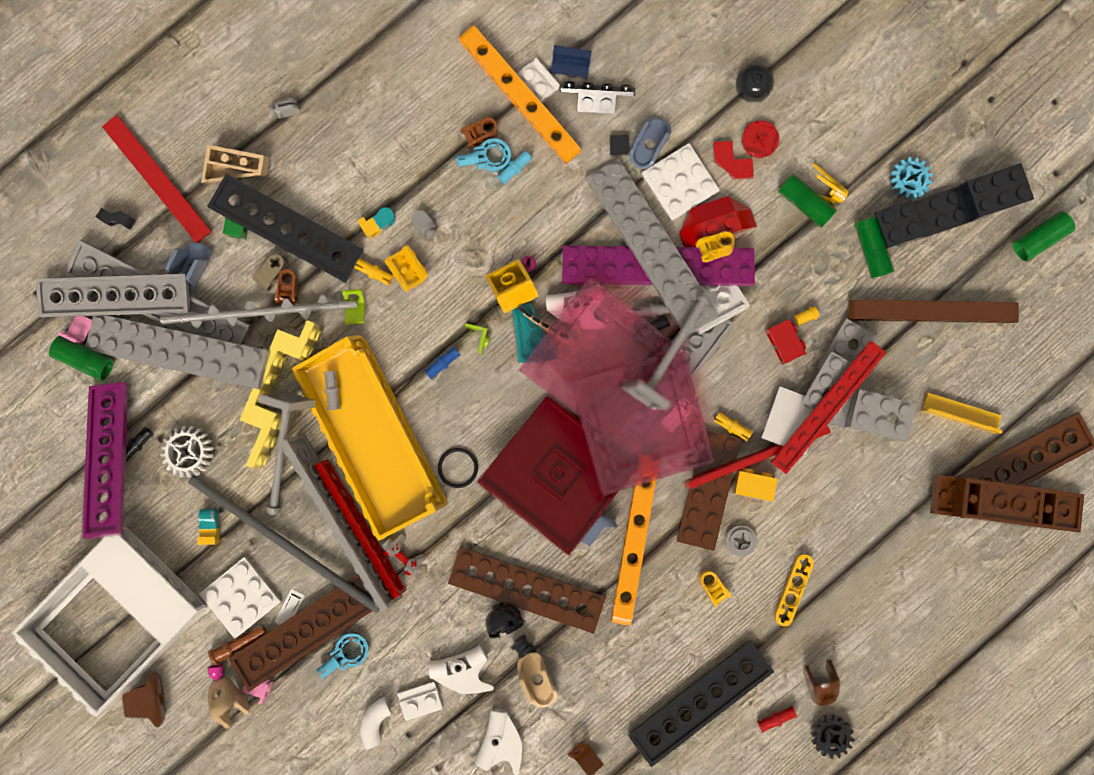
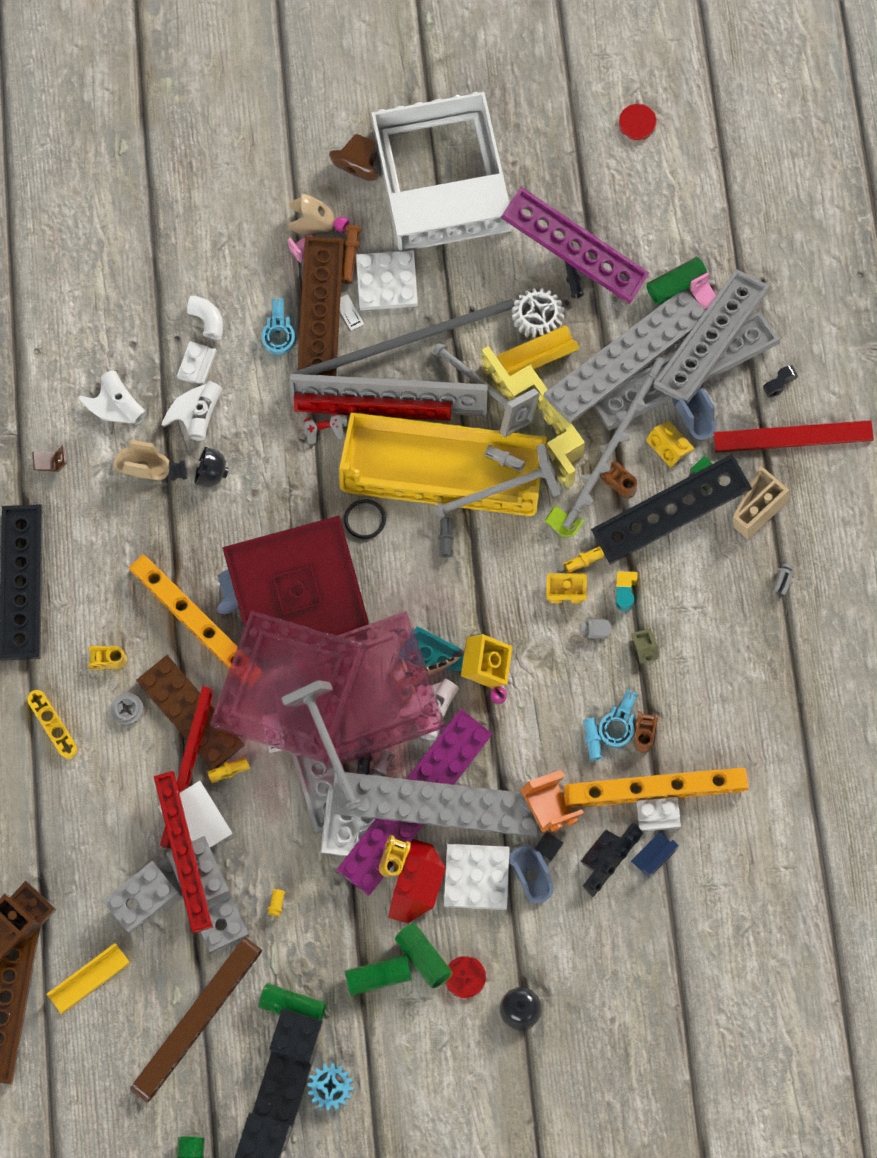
camera: 130 degrees right, 15 degrees down
(208, 526) = (462, 291): leg -> none
(221, 427) = (538, 351): none -> yellow panel
(229, 270) = (669, 443): none -> yellow bracket
(268, 273) = (644, 473): dark tan piece -> none
(324, 343) = (545, 470): none -> light grey tile
(411, 177) = (645, 645): none -> olive bracket
(429, 392) = (446, 537): none -> dark grey axle
(442, 362) = (463, 564): blue pin -> none
(484, 339) = (457, 611): lime bracket -> none
(532, 602) = (220, 519): reddish brown plate -> none
(590, 164) = (548, 802): none -> orange panel
(735, 168) = (470, 931): red tile -> none
(755, 485) = (164, 752): yellow brick -> none
(772, 170) = (423, 955): none -> green piece
(786, 341) = (266, 866): red piece -> none
(837, 192) = (366, 1008): yellow plant -> none

